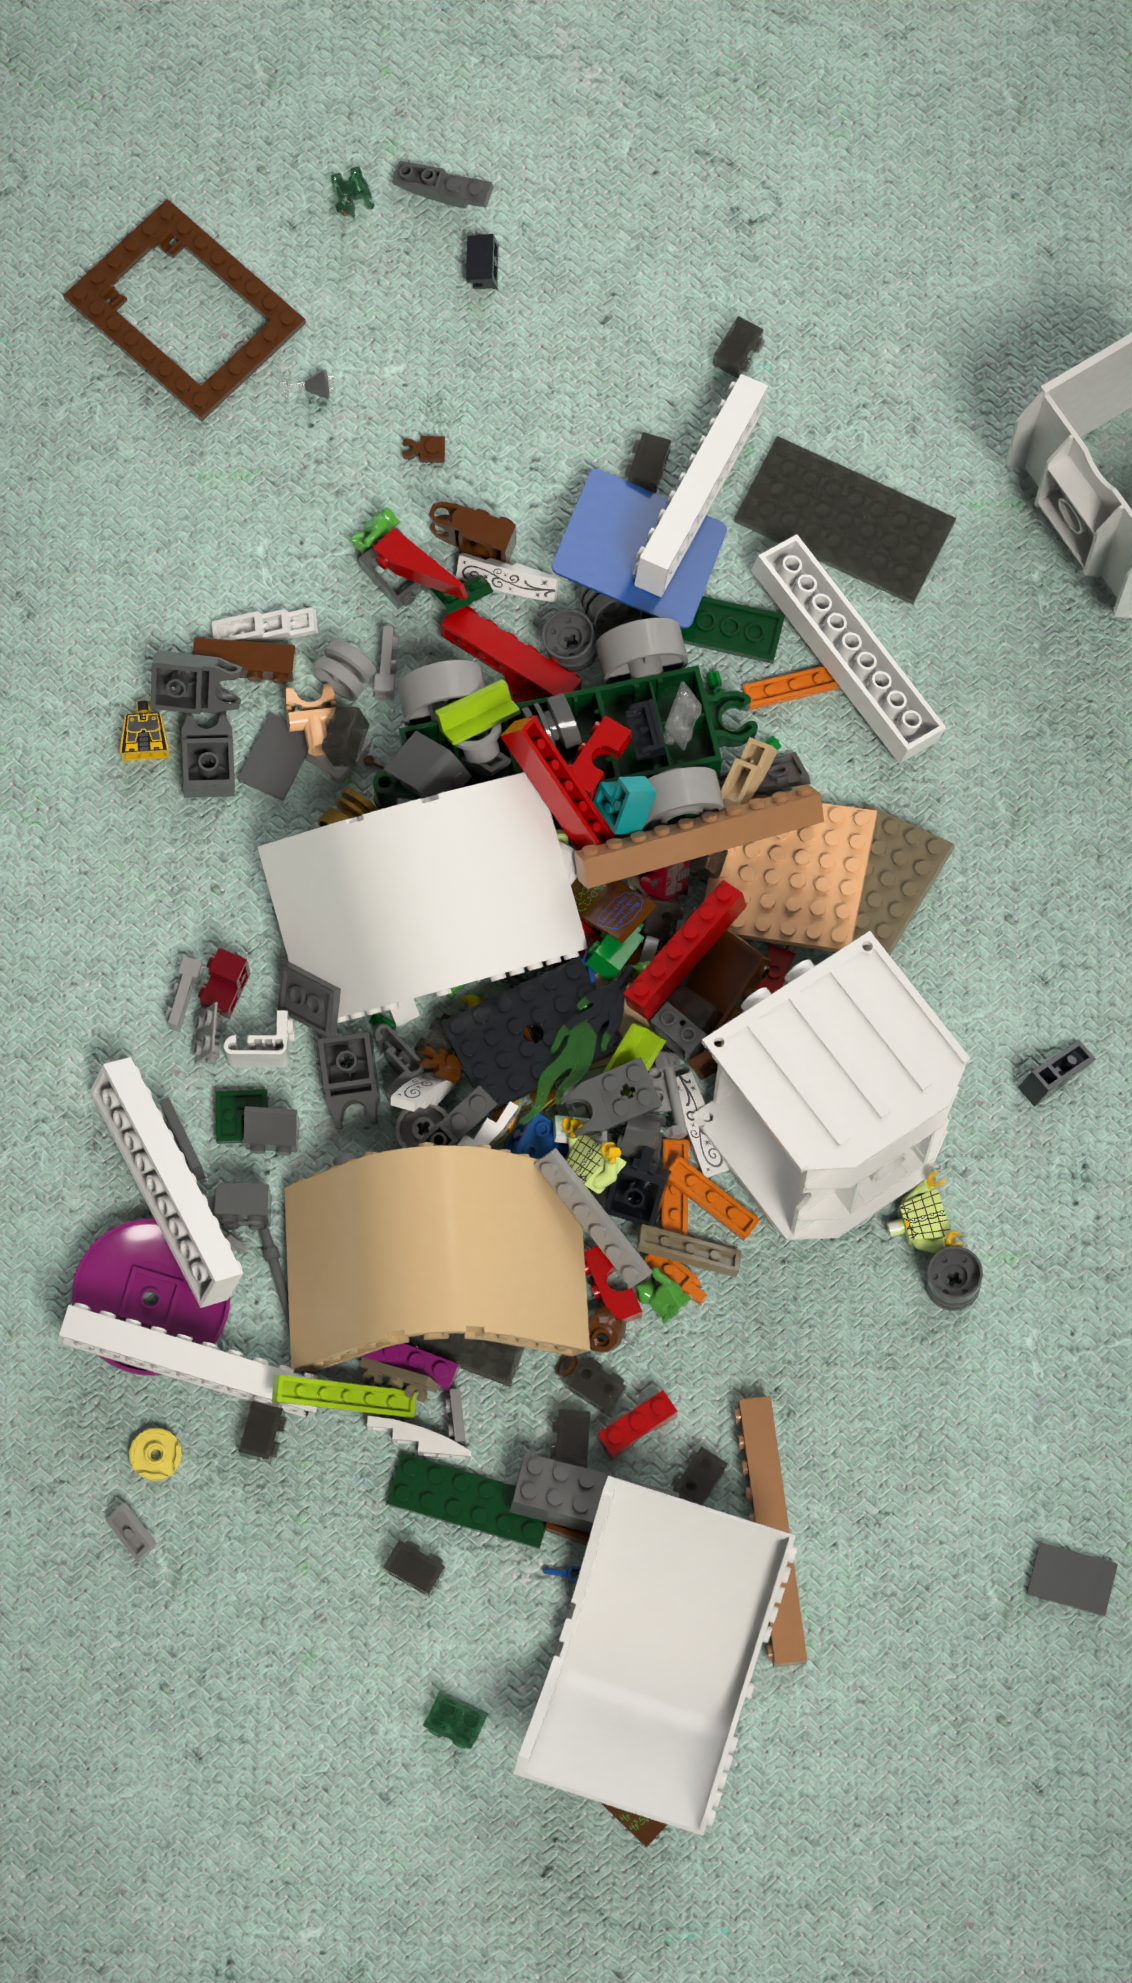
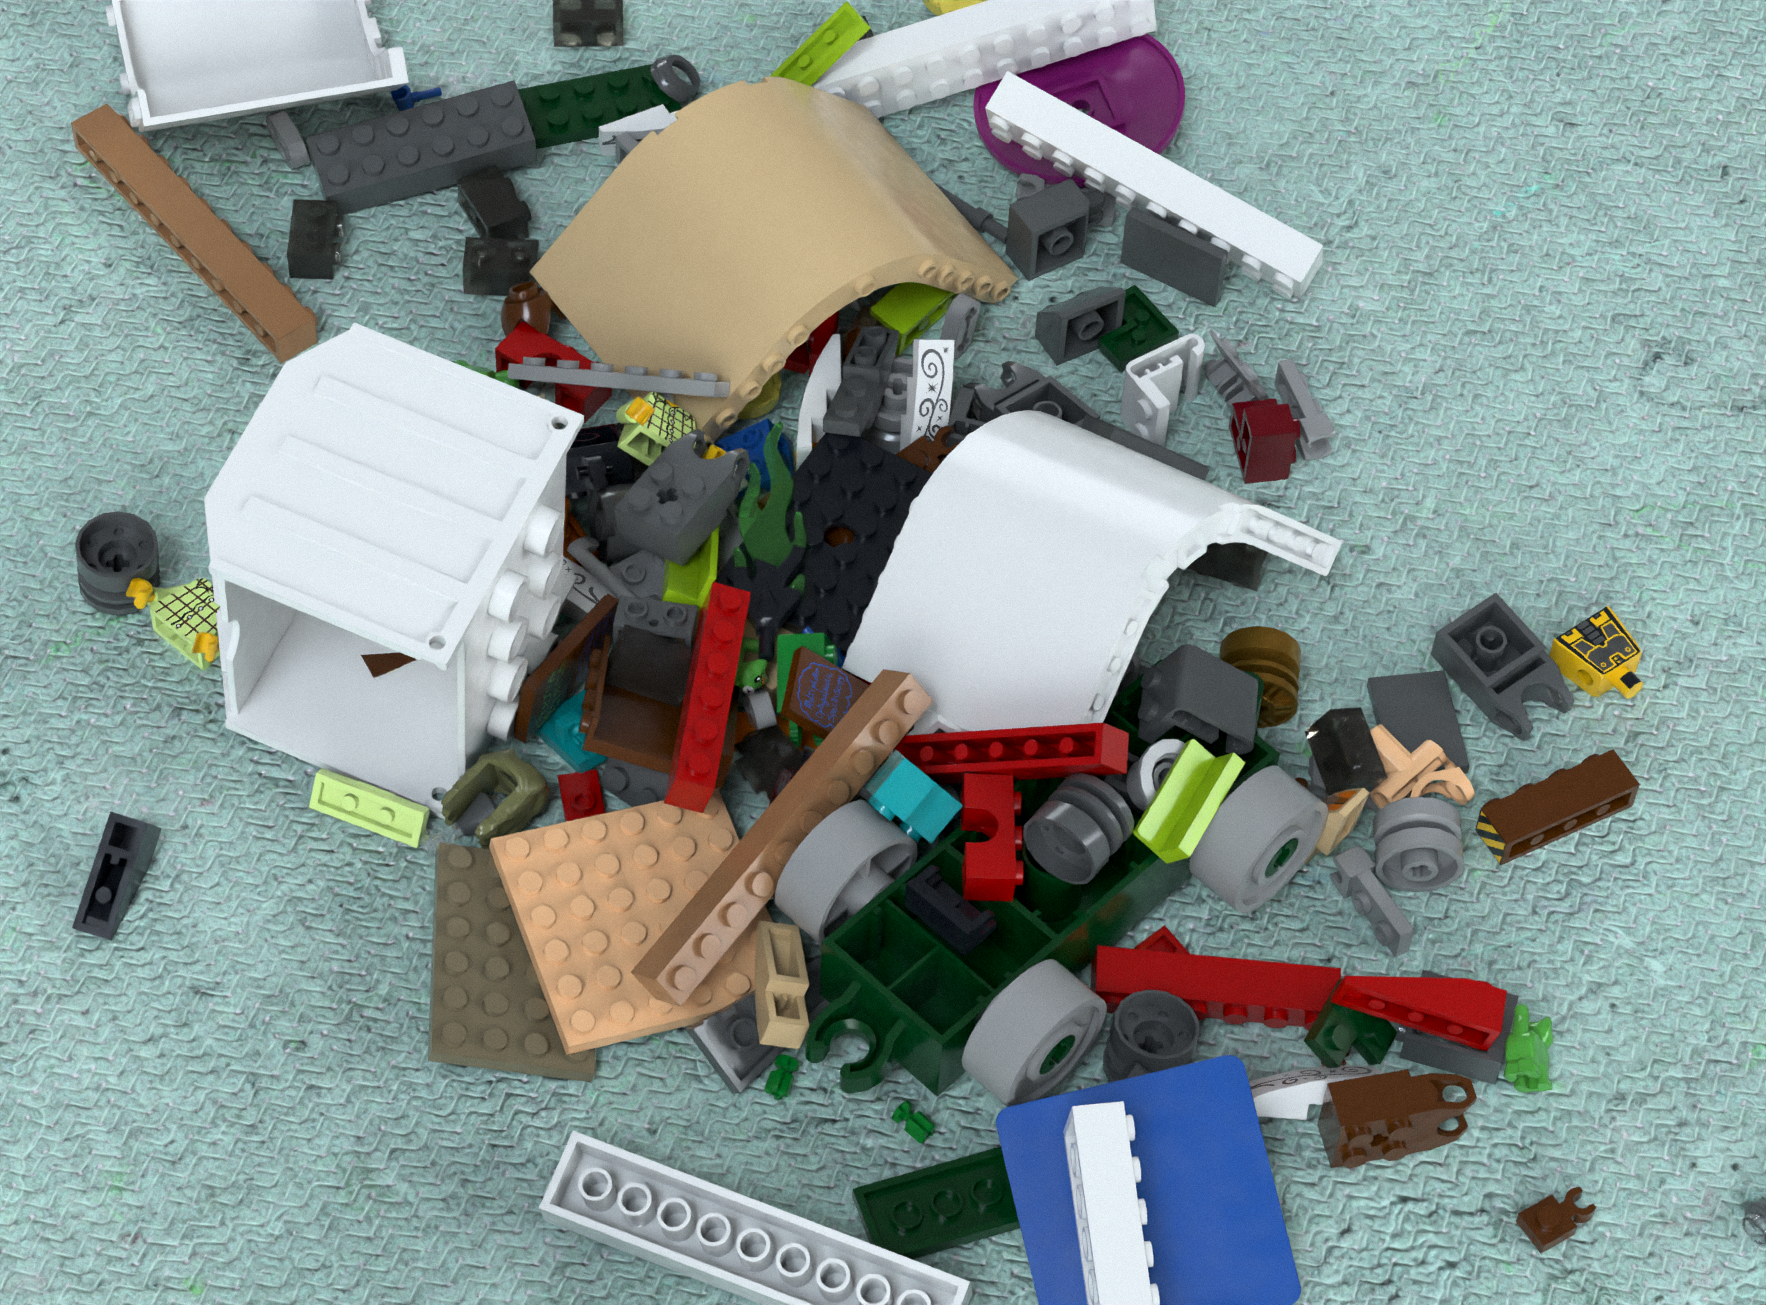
camera: 145 degrees right, 20 degrees down
(192, 683) = (1594, 720): dark grey brick -> none
(267, 626) = (1566, 865): white slope -> none
(386, 704) = (1343, 814): none -> tan slope
(396, 1486) = (670, 83): none -> dark grey piece
(634, 1425) = (433, 233): red arch -> none
(682, 717) = (911, 940): clear hinge -> none
(790, 687) = (818, 1168): orange tile -> none

